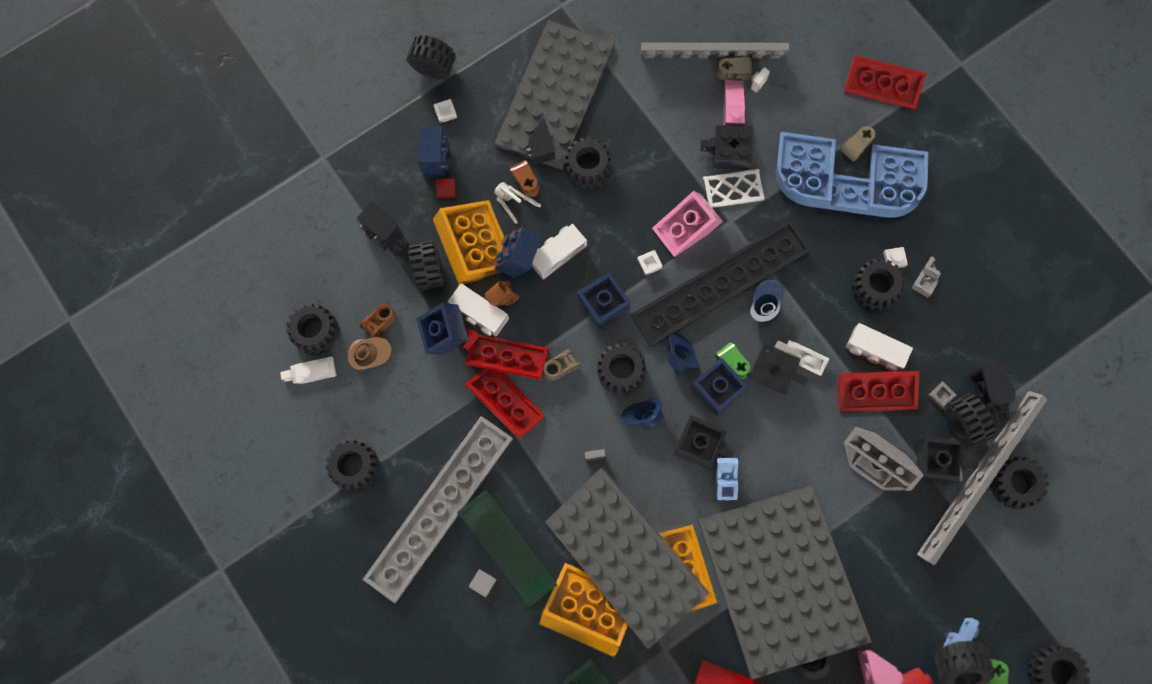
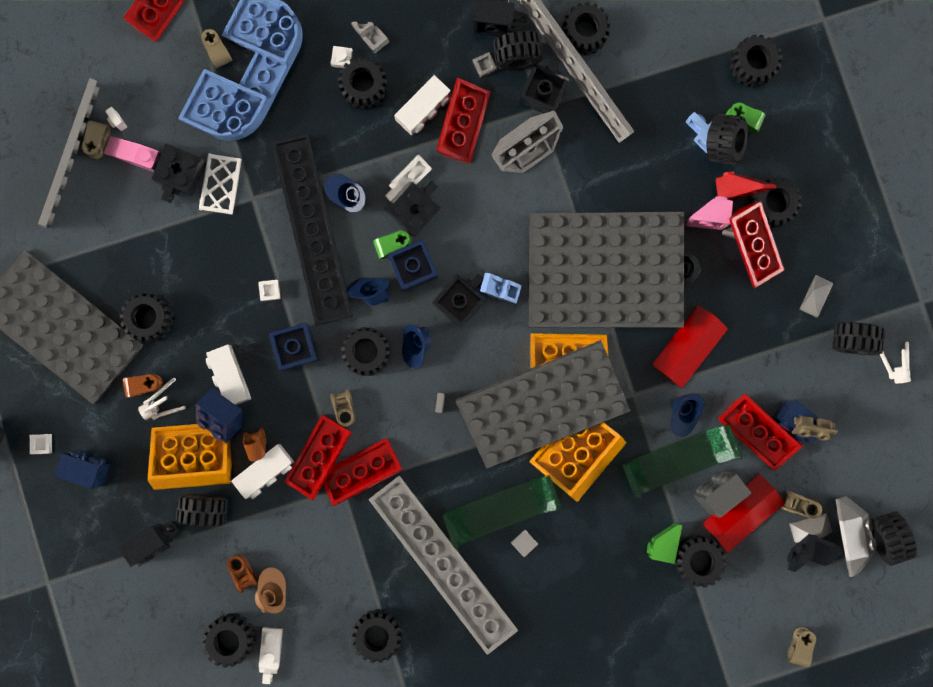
camera: 80 degrees left, 10 degrees up
(442, 328) = (271, 512): dark blue brick -> none
(445, 188) = (125, 467): red tile -> none
(472, 337) = (288, 490): red tile -> none
(541, 145) = (112, 358): black slope -> none
(687, 223) = (242, 241): bright pink slope -> none

